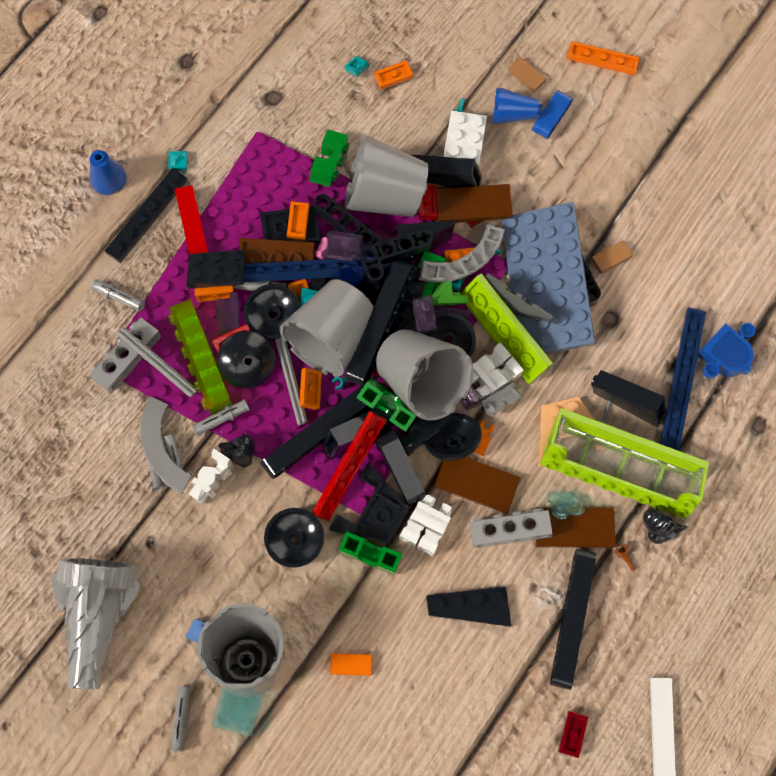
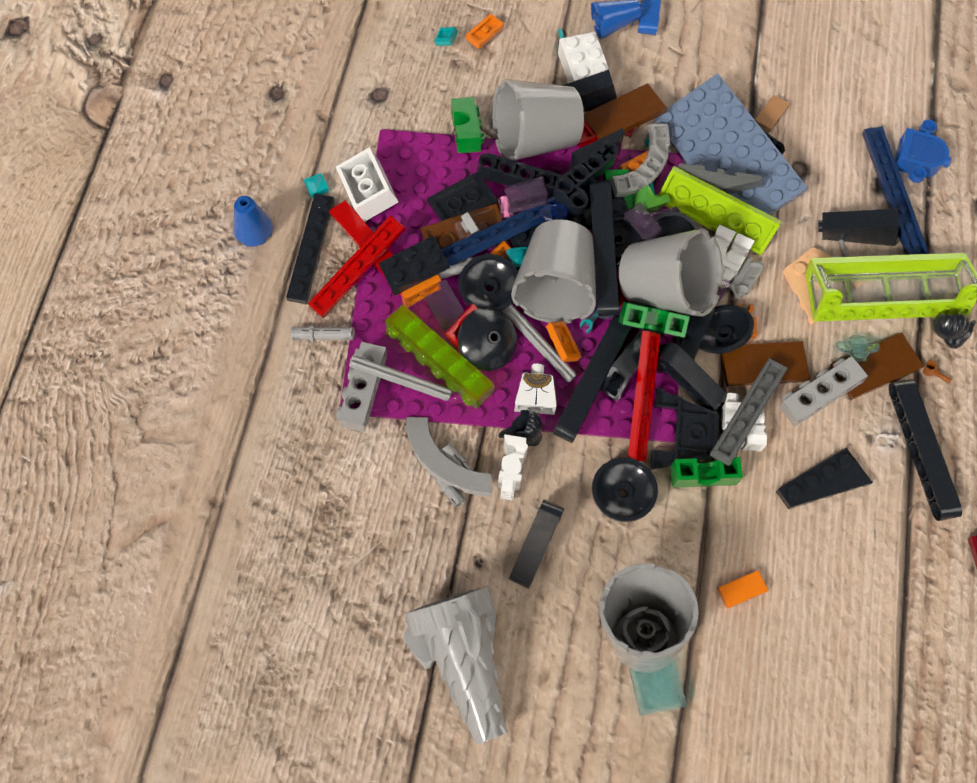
camera: 25 degrees left, 5 degrees down
(173, 248) = (356, 266): none -> red tile
(180, 719) = (615, 751): light grey pin -> none
(194, 631) = (576, 627): medium blue plate -> none
(200, 547) = (536, 543): none -> black beam
(215, 179) = (366, 184): none -> white brick
(228, 413) = (495, 399): light grey pin -> none
(264, 422) = (536, 392): none -> white torso
(280, 252) = (469, 224): none -> light grey plate
(298, 220) = (468, 190): orange tile -> none
(432, 518) = (748, 412): none -> dark grey tile

